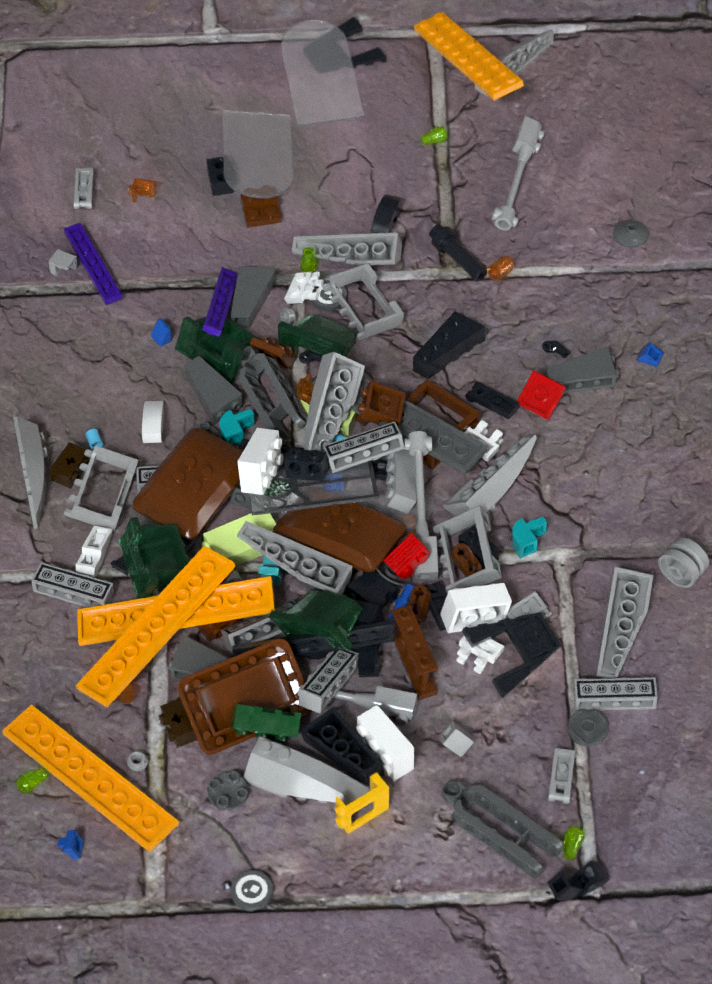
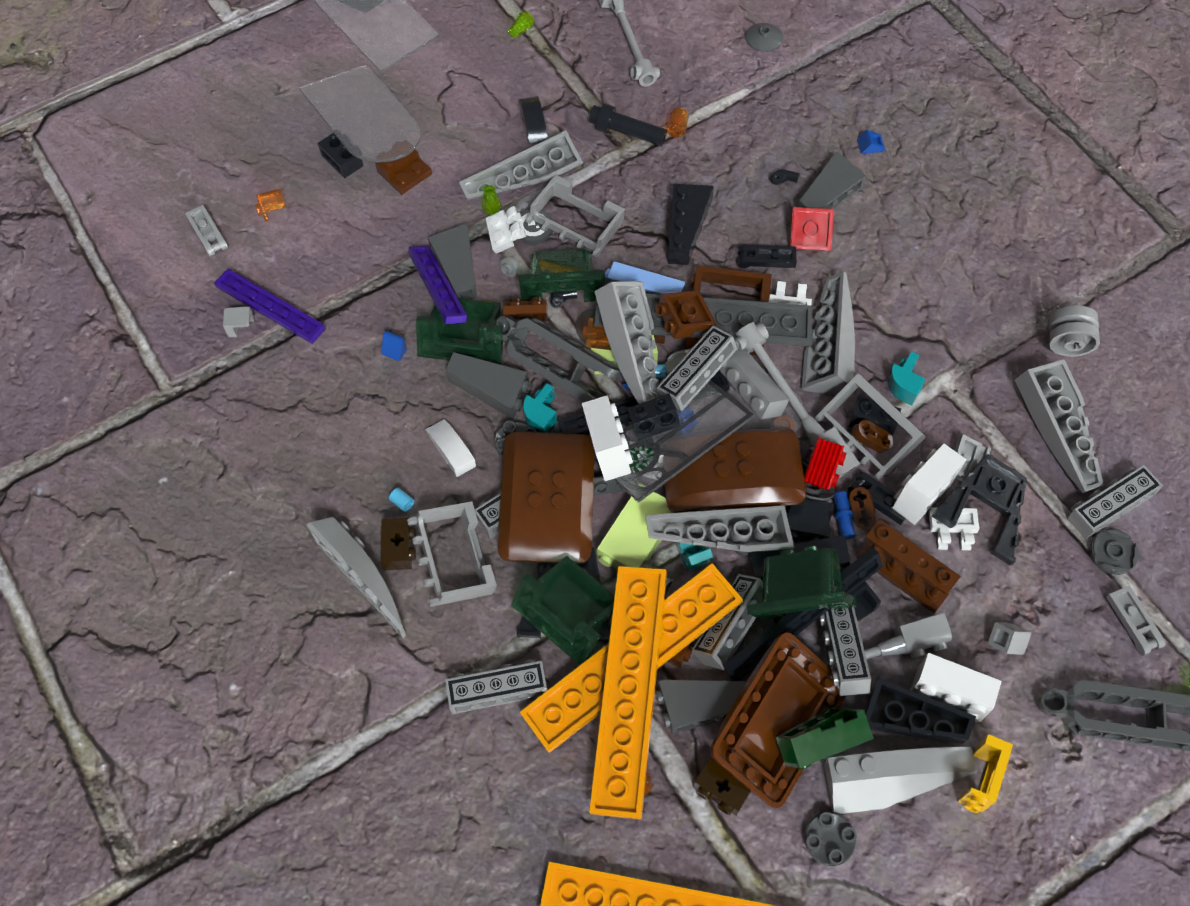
camera: 30 degrees left, 10 degrees up
(94, 551) = (490, 632): white slope -> none
(134, 757) = (712, 853): light grey plate -> none
(378, 371) = (652, 282): none -> light blue brick

